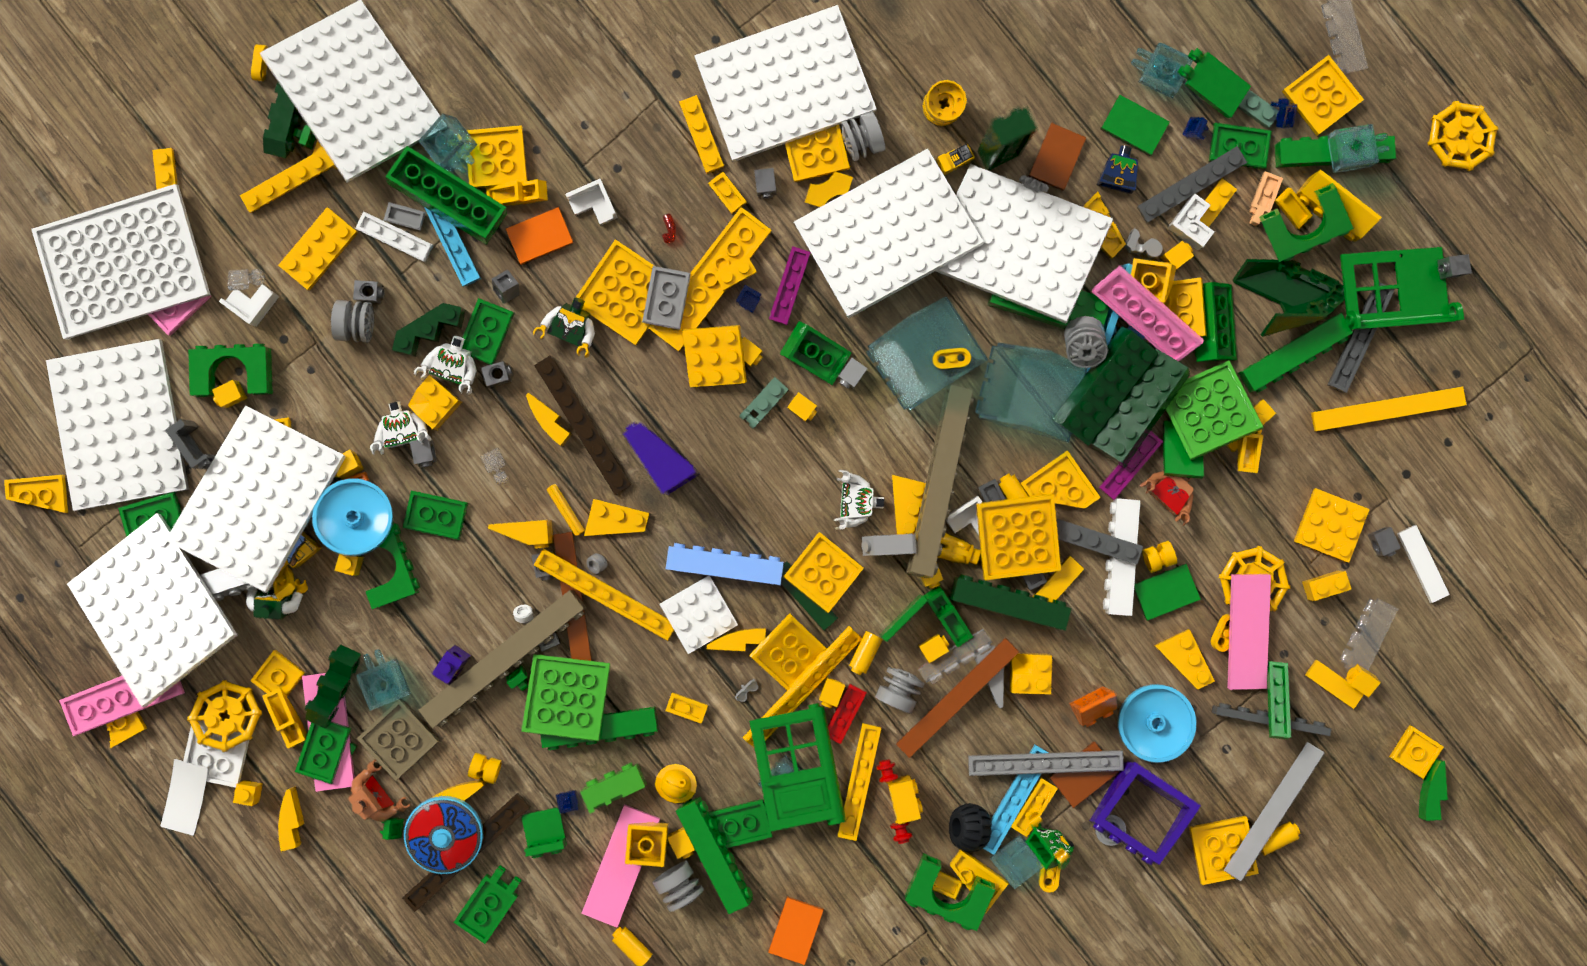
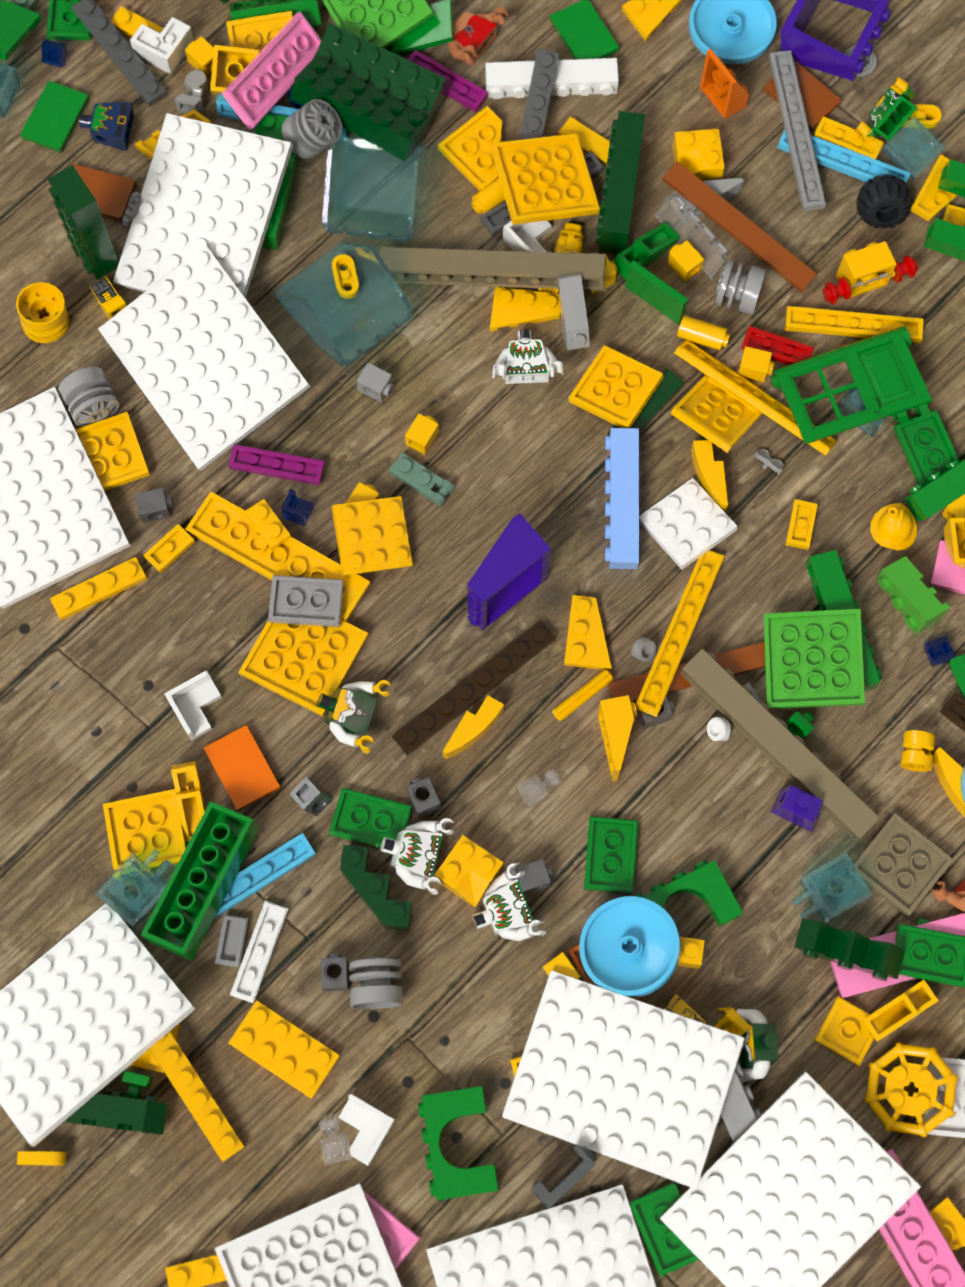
camera: 90 degrees left, 15 degrees down
(228, 394) = (490, 1142): yellow brick -> none
(671, 228) = (216, 609): clear red arm -> none
(815, 352) = (354, 427): green slope -> none
(836, 185) = (160, 440): yellow tile -> none
(1161, 556) = (545, 37): yellow wheel -> none

